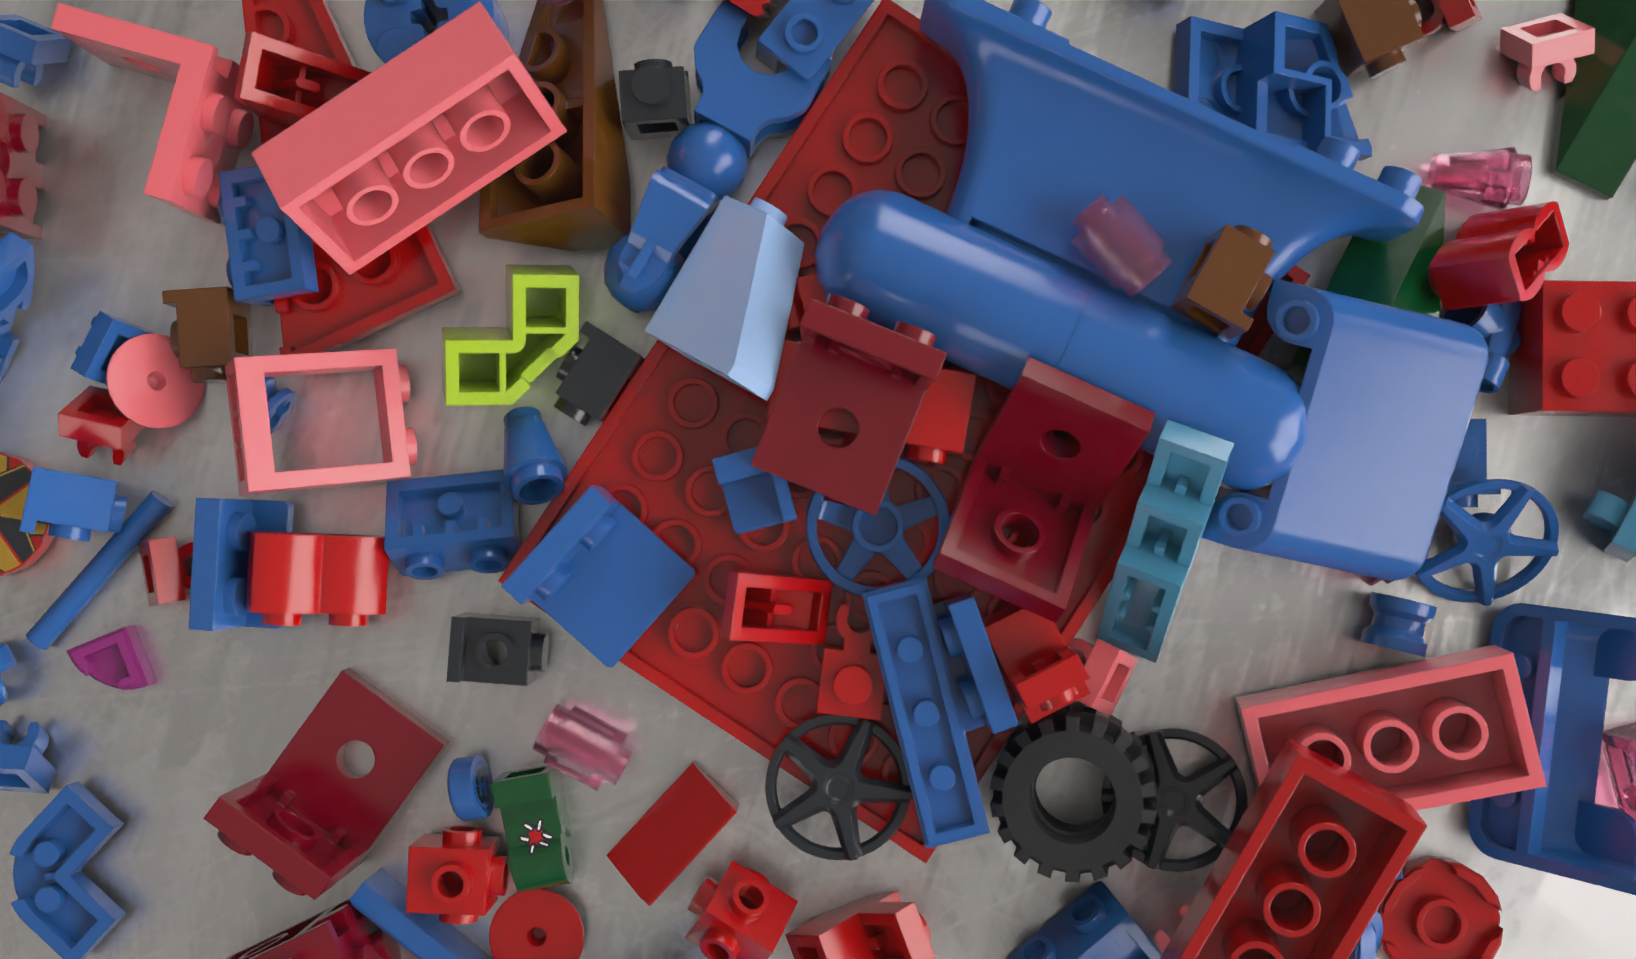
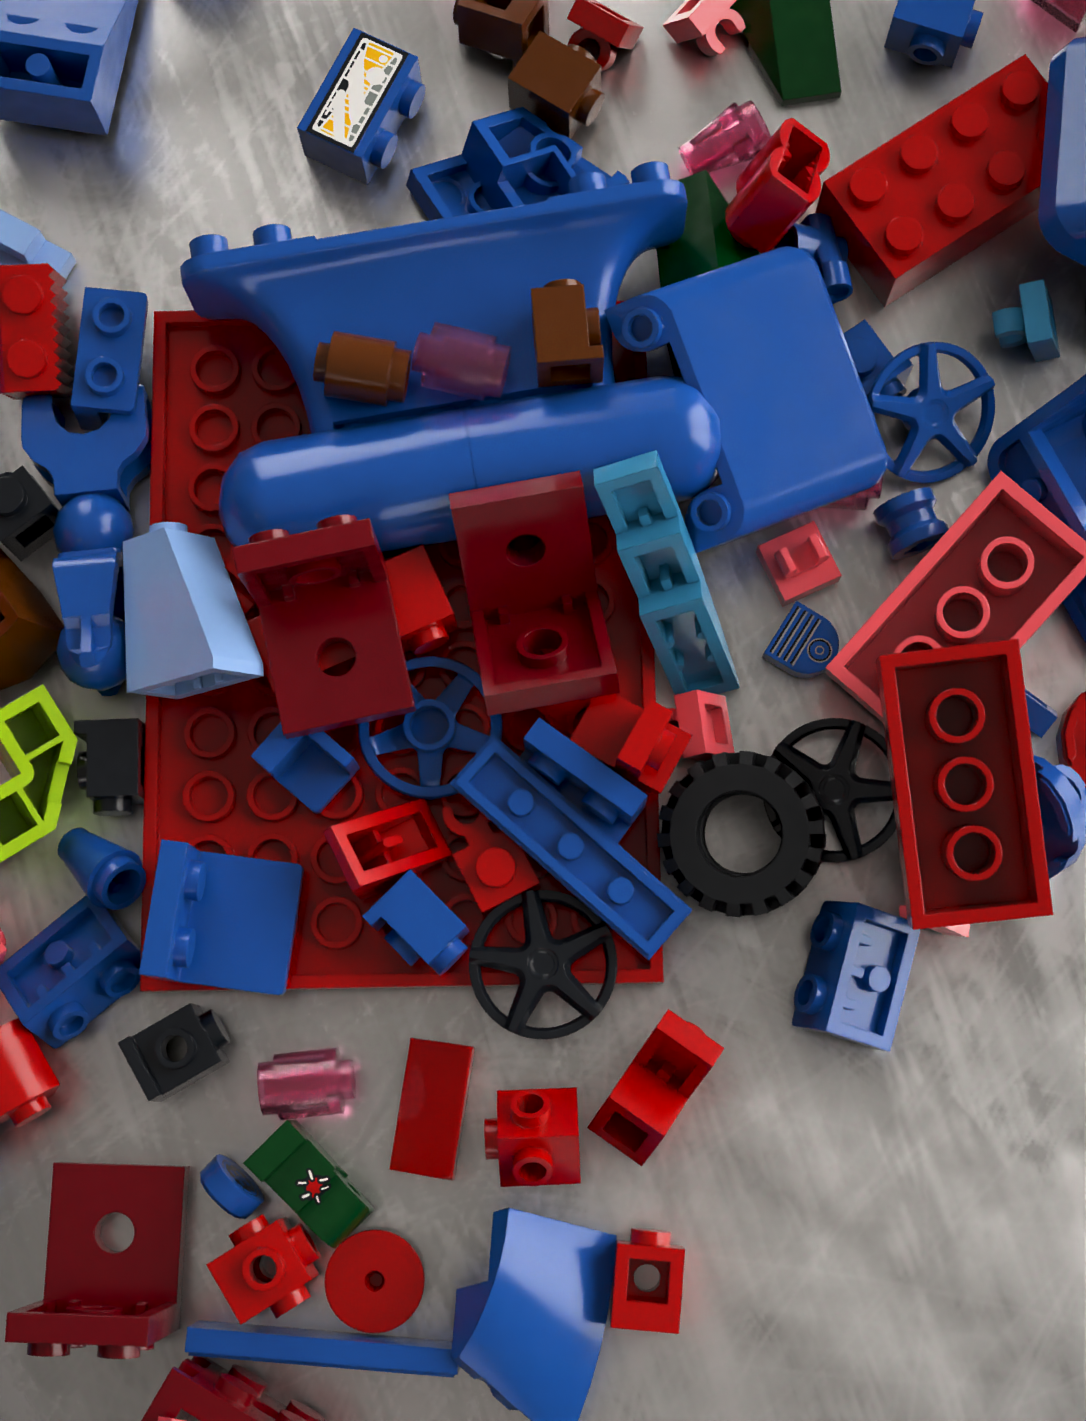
camera: 30 degrees left, 10 degrees down
(759, 690) = (420, 924): none -> blue brick
(1030, 191) = (362, 369): none -> reddish brown brick
(1235, 659) = (803, 643): none -> blue tile
(1278, 589) = (798, 563): none -> coral tile

